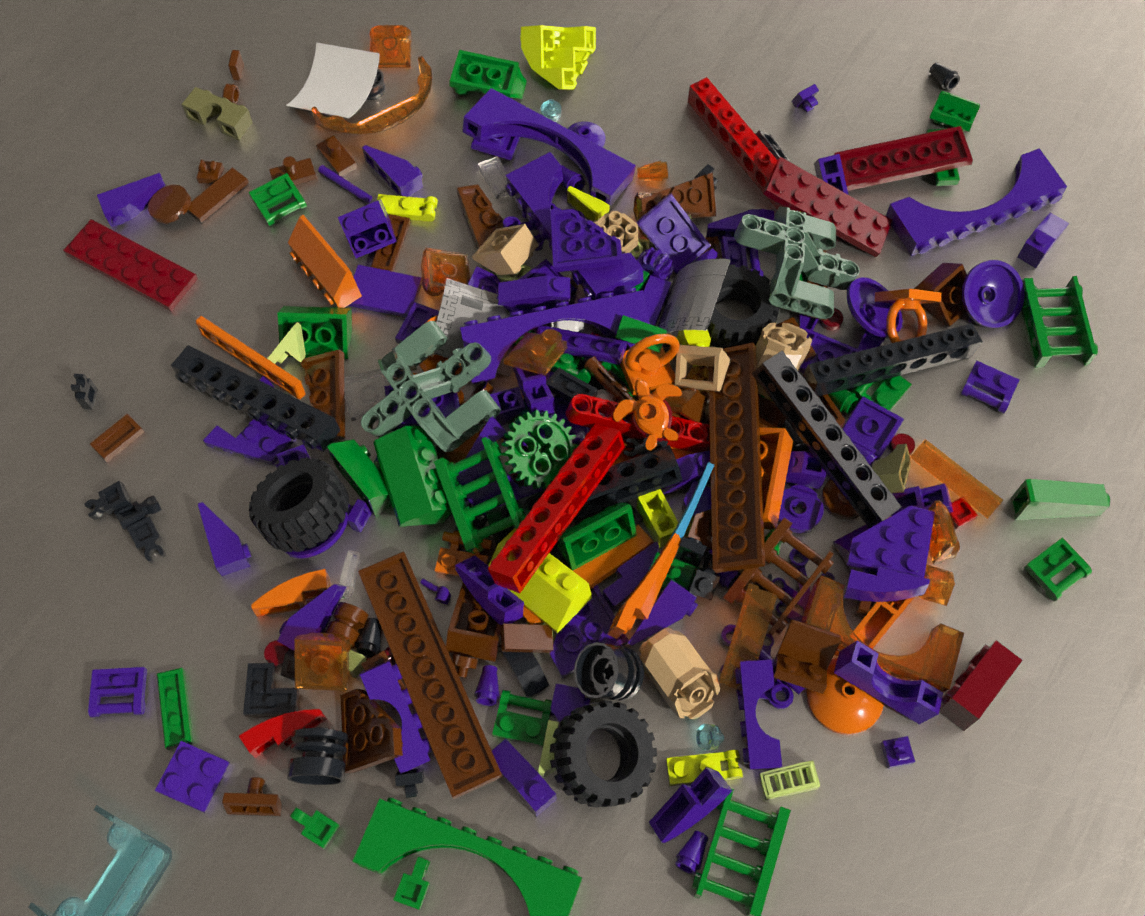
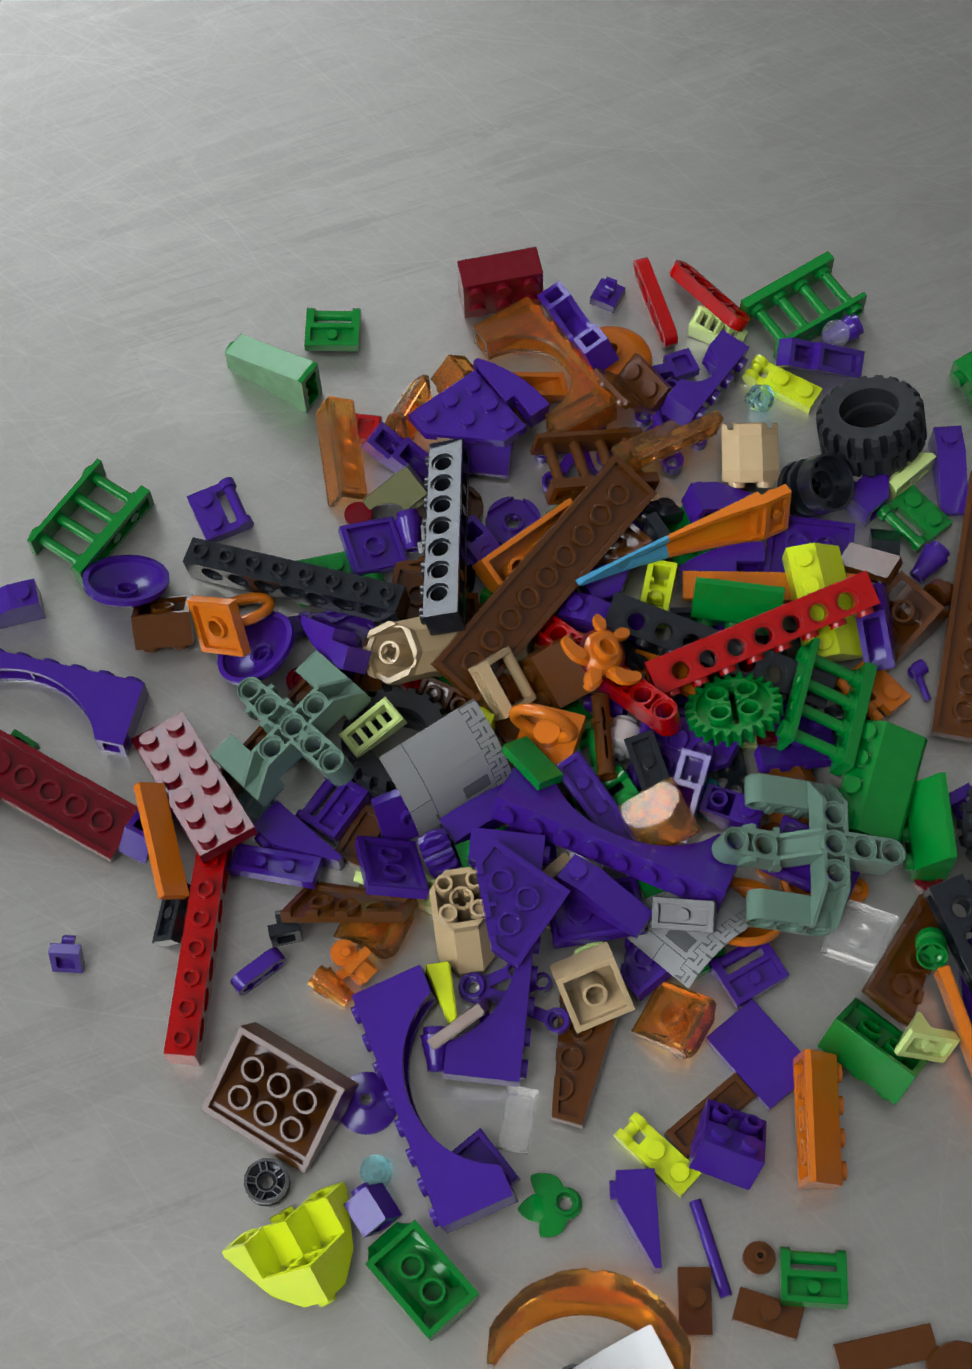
camera: 140 degrees left, 0 degrees up
(313, 395) = (931, 948): none -> green wheel
(315, 194) = (755, 1265): none -> reddish brown tile
(448, 151) = (545, 1204): none -> green plate
(477, 307) = (684, 914): none -> plate
(536, 87) = (372, 1208): none -> brick
(558, 182) = (459, 1023): none -> tile
(601, 70) = (254, 1182): none -> black wheel
(632, 107) = (278, 1096): none -> reddish brown slope
(647, 180) = (353, 962): none -> orange hips
(694, 836) = (836, 333): none -> clear tile
(699, 153) = (258, 971): none -> dark purple beam
(740, 203) = (275, 866): none -> dark purple plate
(753, 291) = (366, 719): none -> yellowish green slope
(791, 721) = (678, 366): none -> dark purple plate
(813, 161) = (161, 840): none -> orange tile
(822, 799) = (709, 295): none -> red beam
(827, 327) = (336, 645): none -> dark purple slope
(857, 769) = (655, 302): none -> red beam

